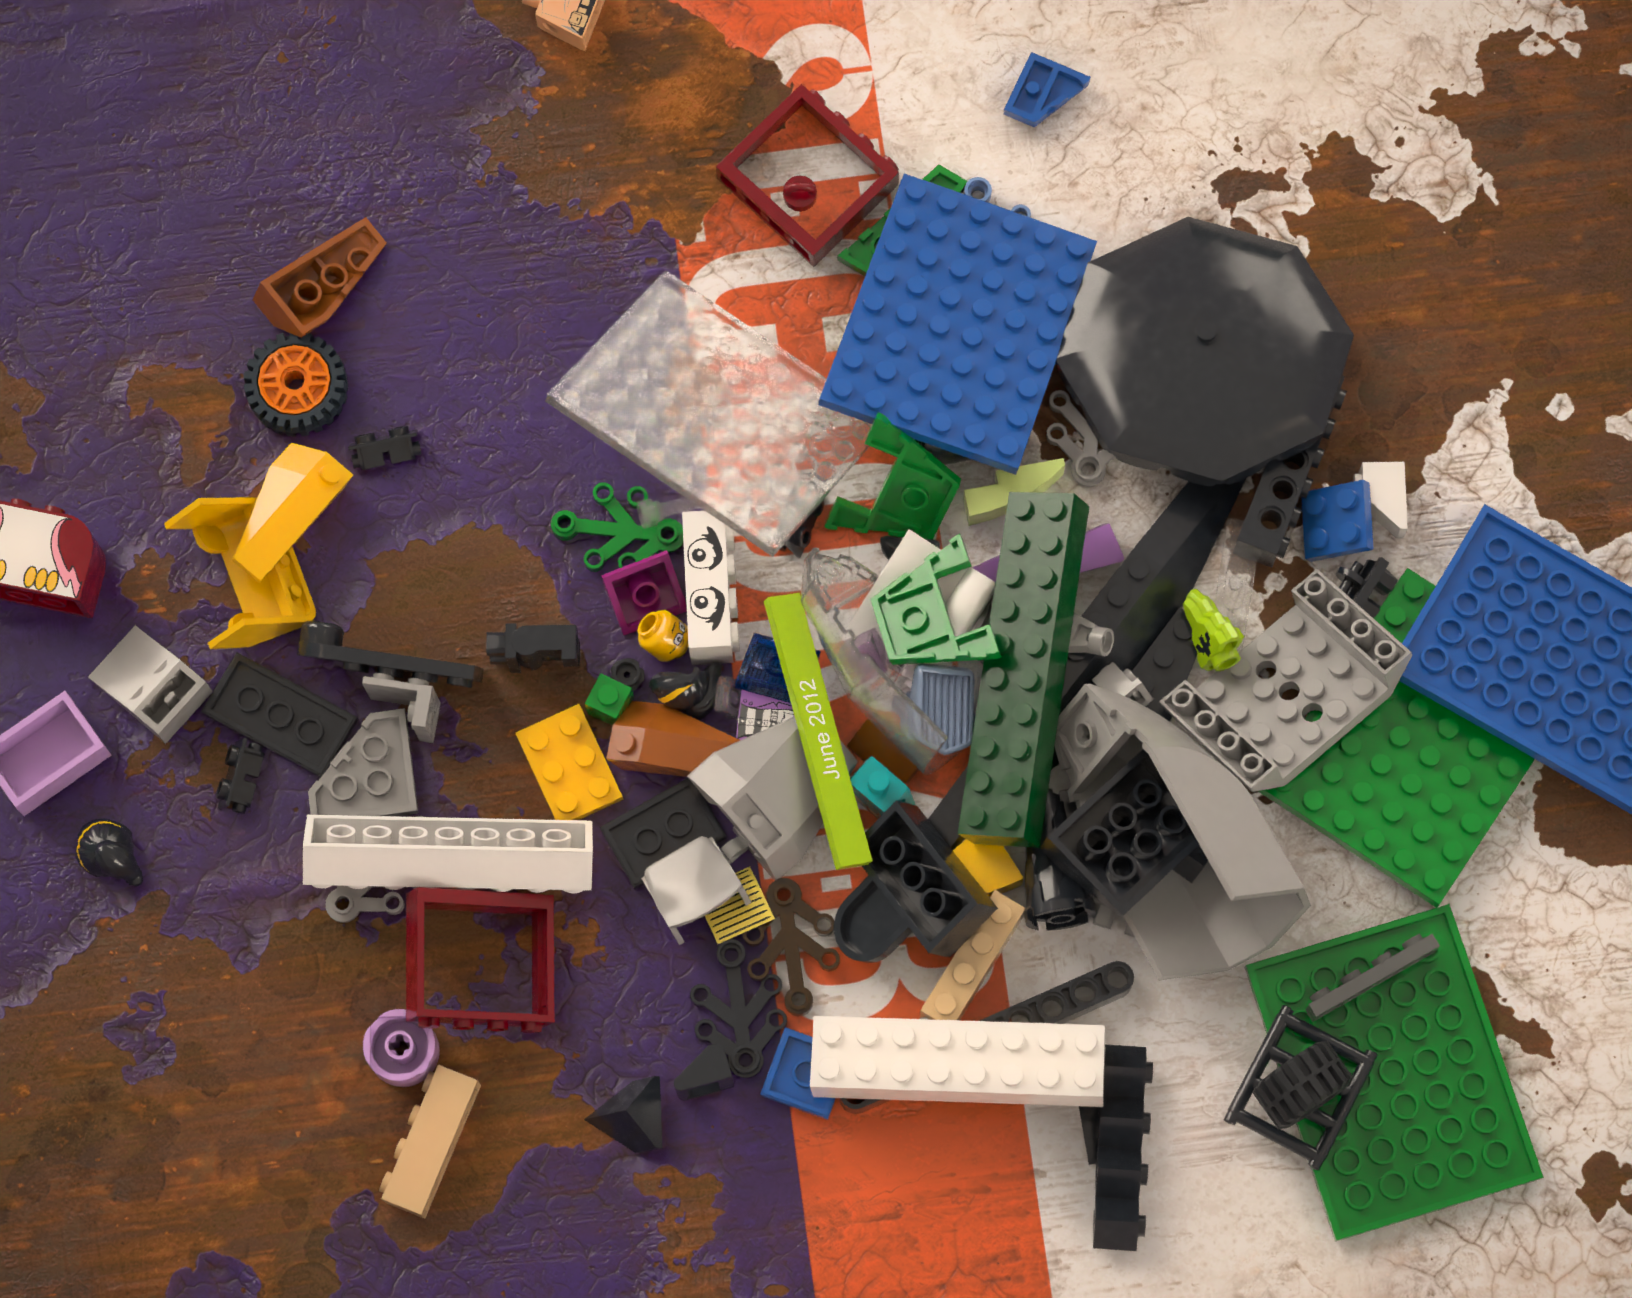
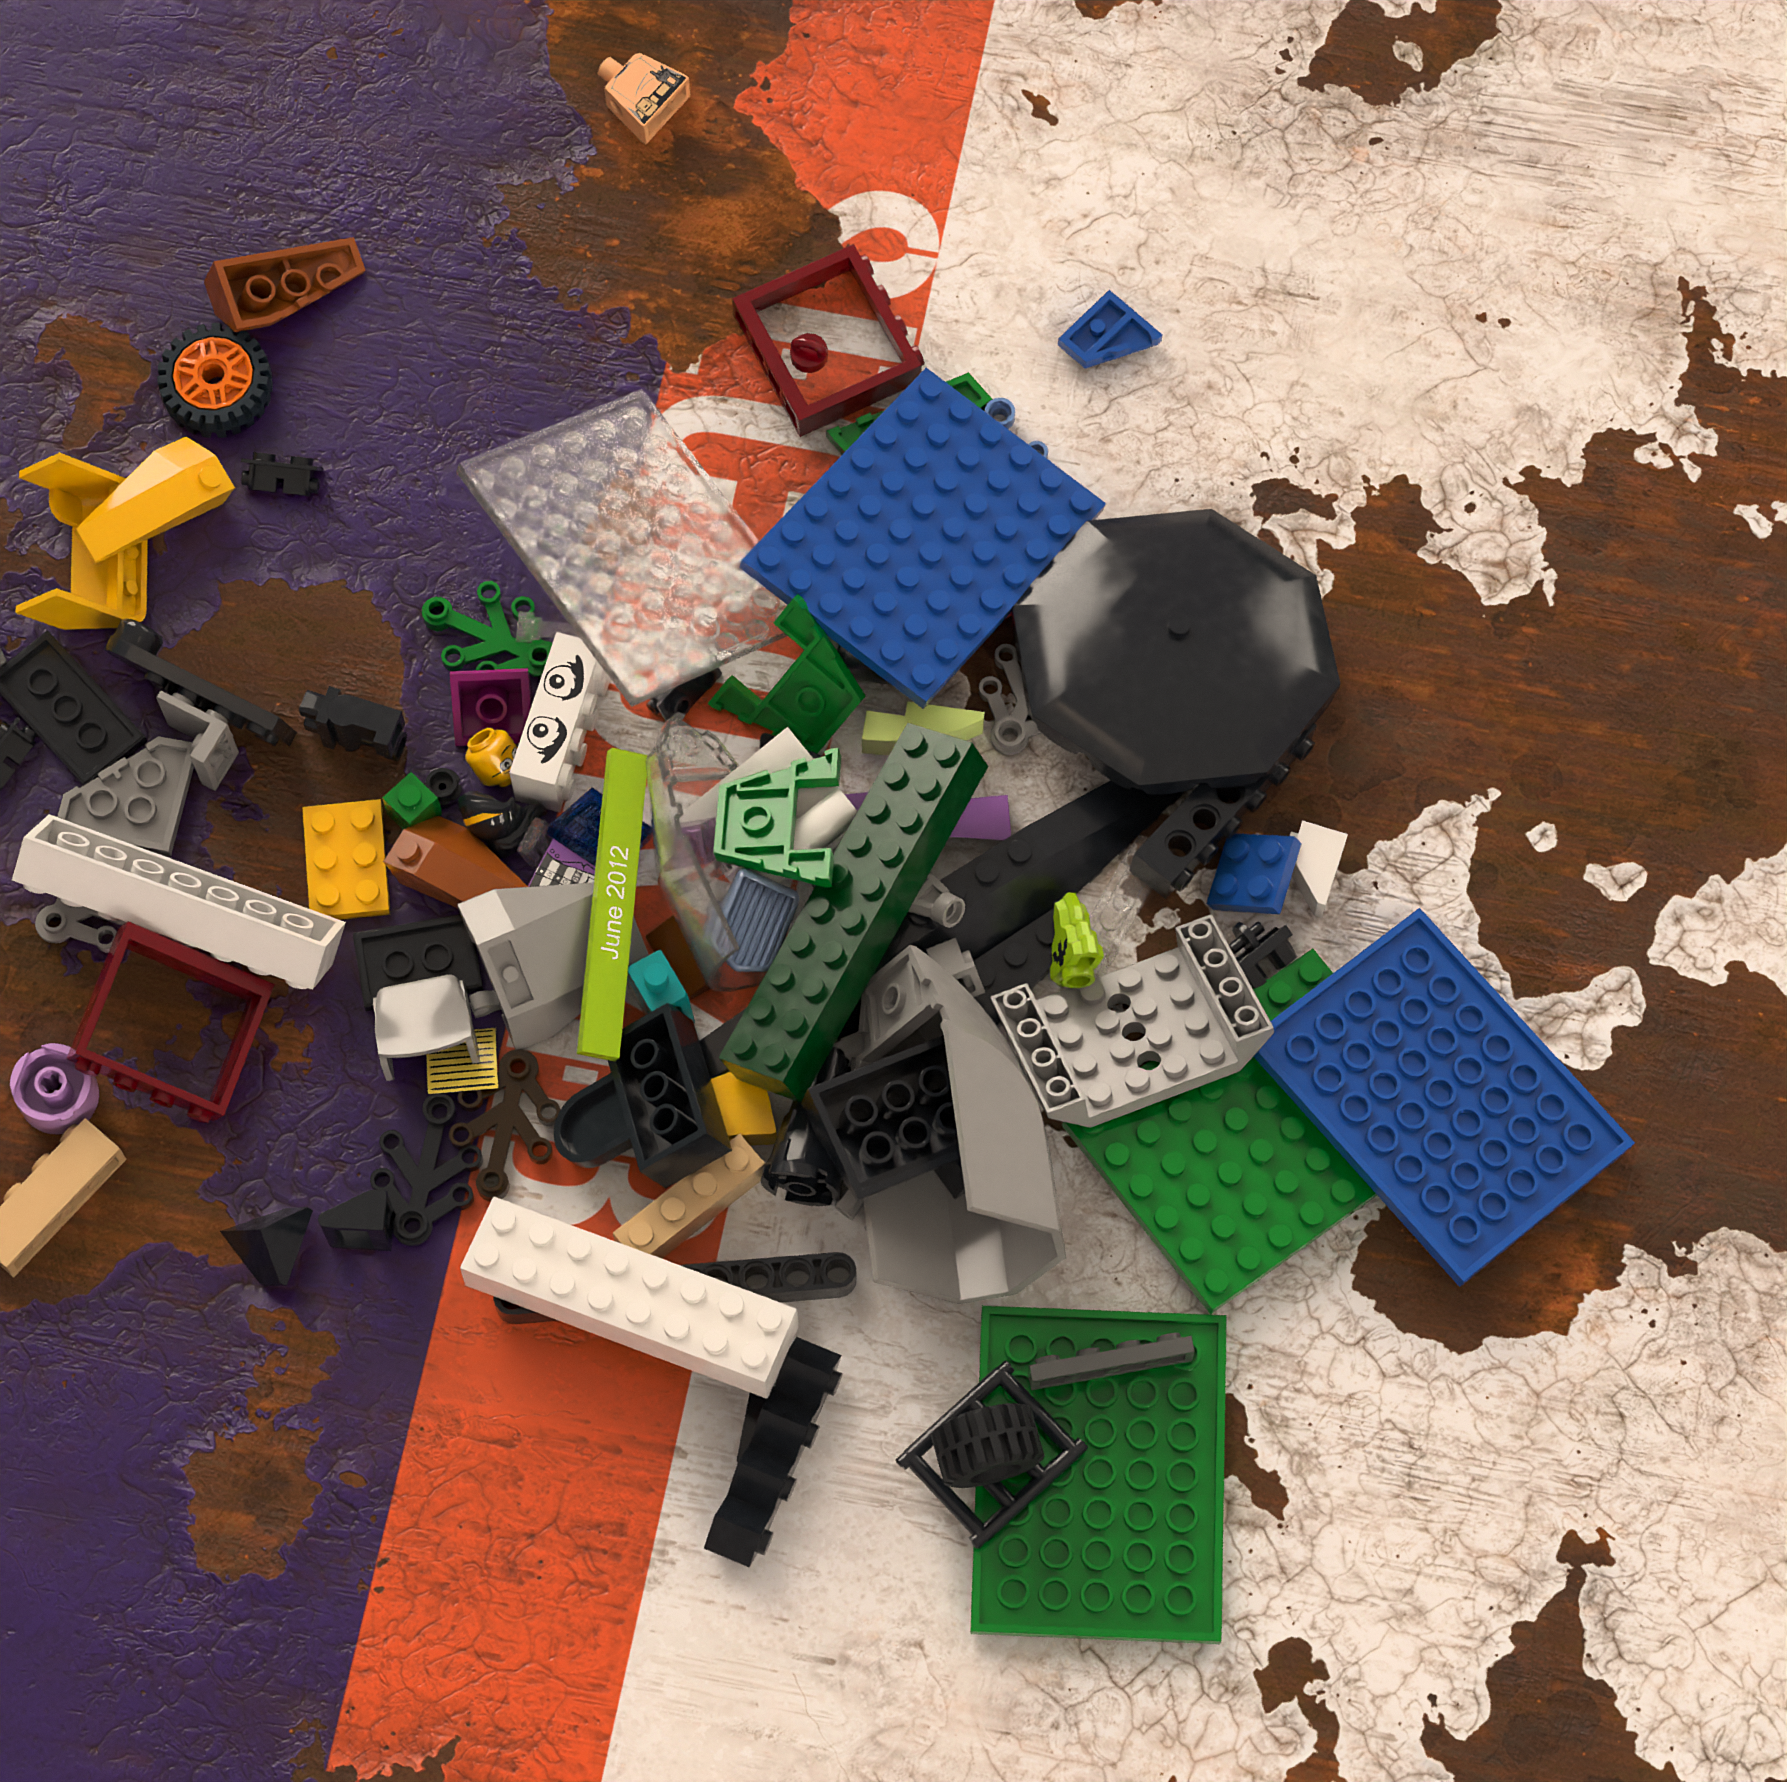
camera: 15 degrees right, 5 degrees down
(790, 1076) = (444, 1257): blue plate -> none

